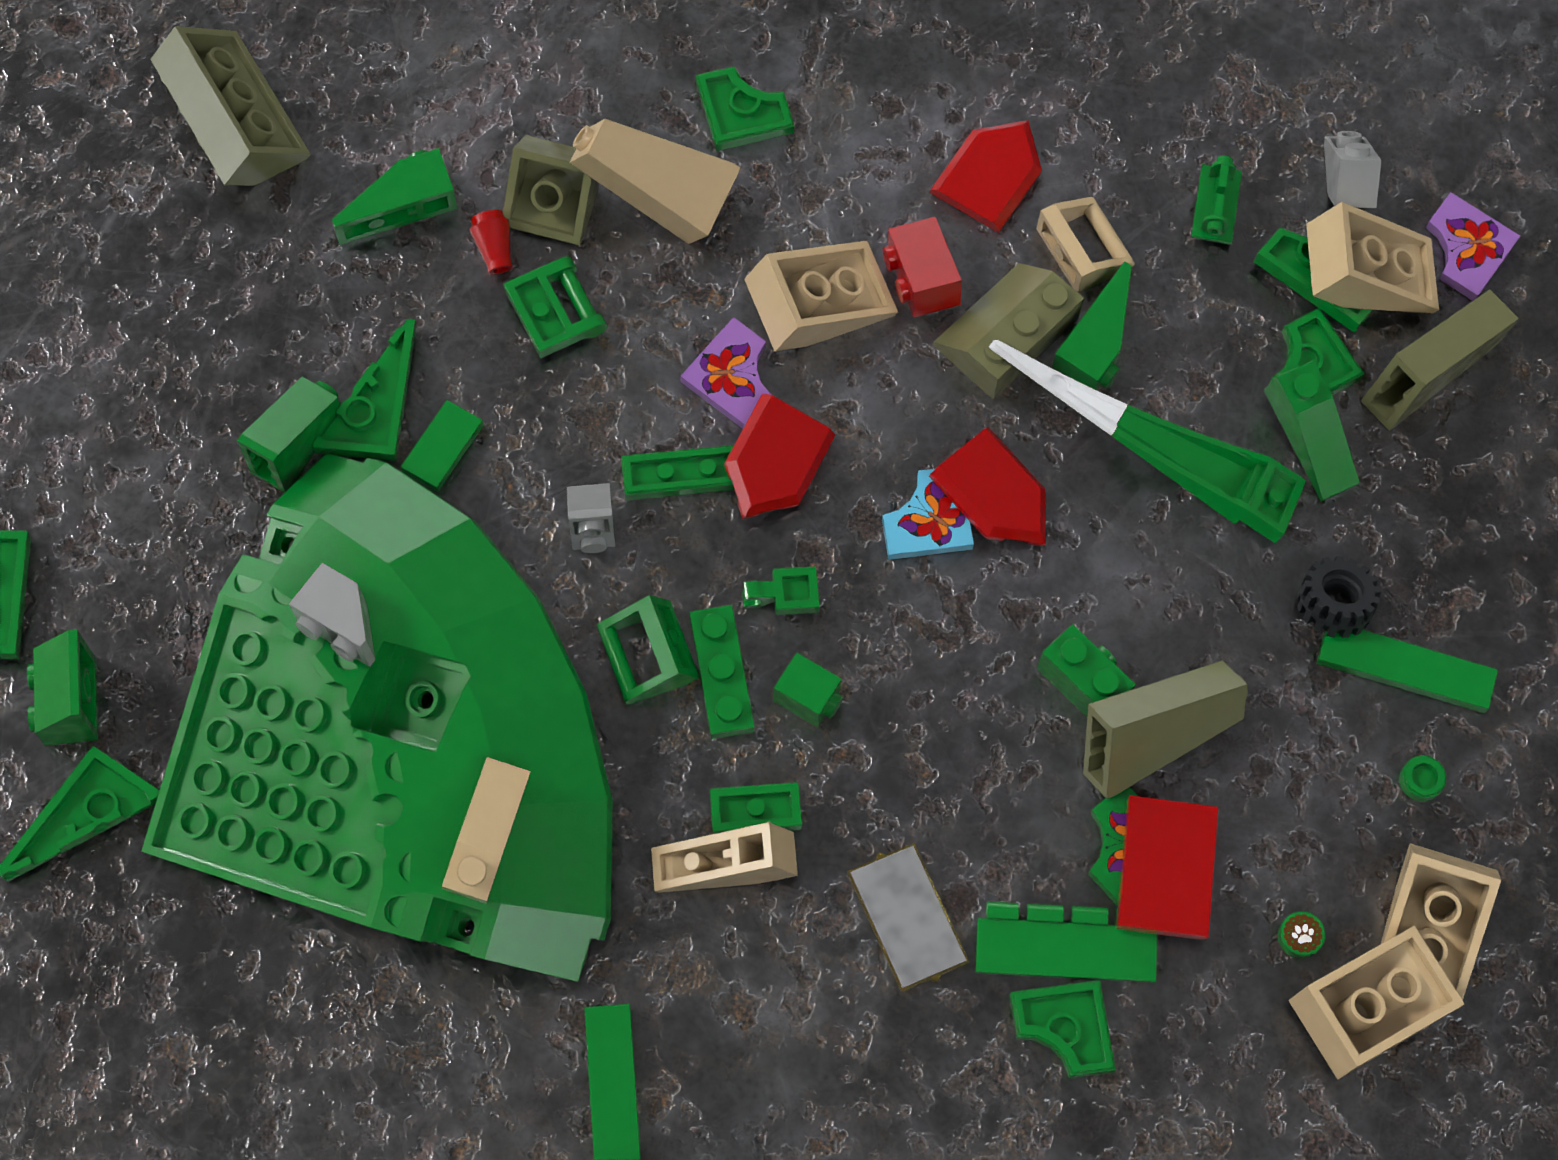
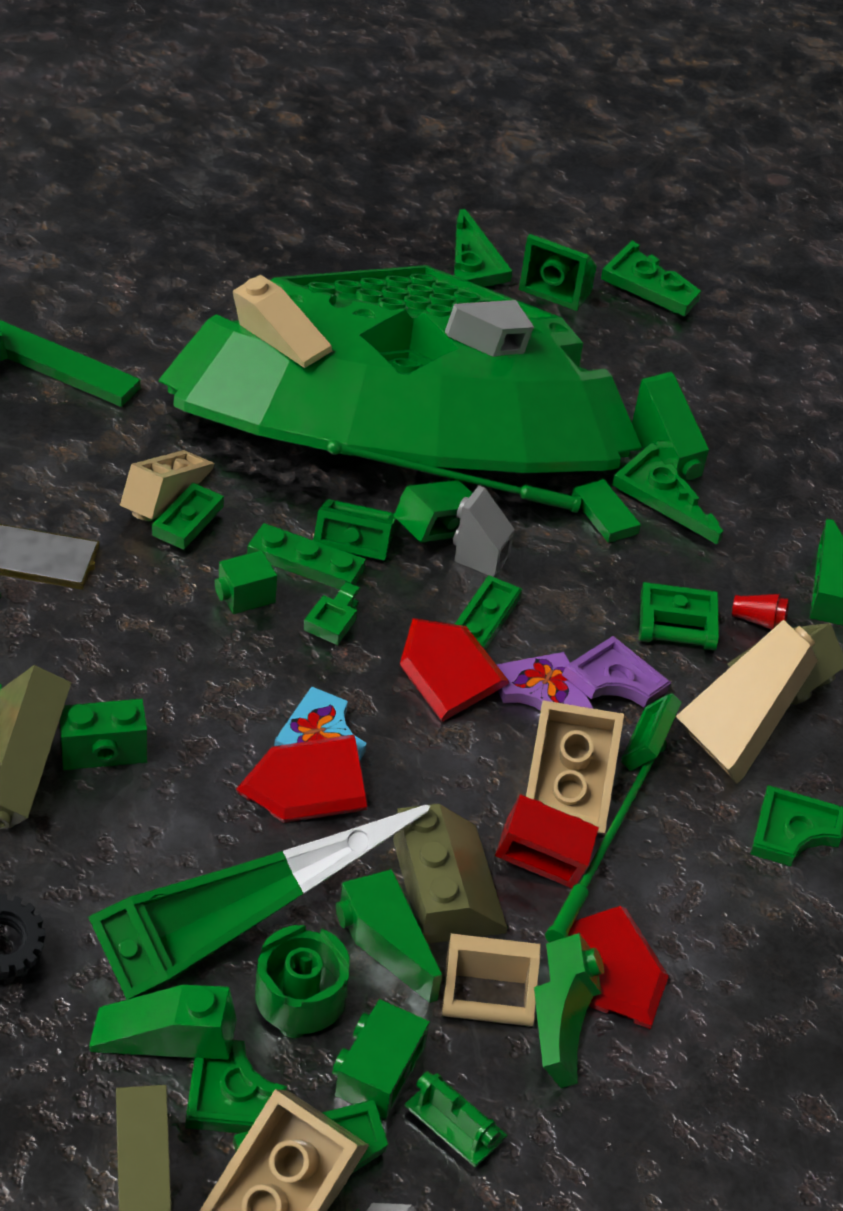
camera: 120 degrees right, 25 degrees down
(456, 480) = (526, 492): none -> green piece
(584, 574) = (431, 509): none -> green brick
(673, 322) = (616, 671): none -> medium lavender tile
(727, 254) = (651, 731): none -> green tile
(954, 220) = (579, 891): none -> green piece
(1045, 175) = (564, 1003): none -> green slope
(1180, 362) = (302, 980): none -> green brick
(1214, 273) = (381, 1056): none -> green brick

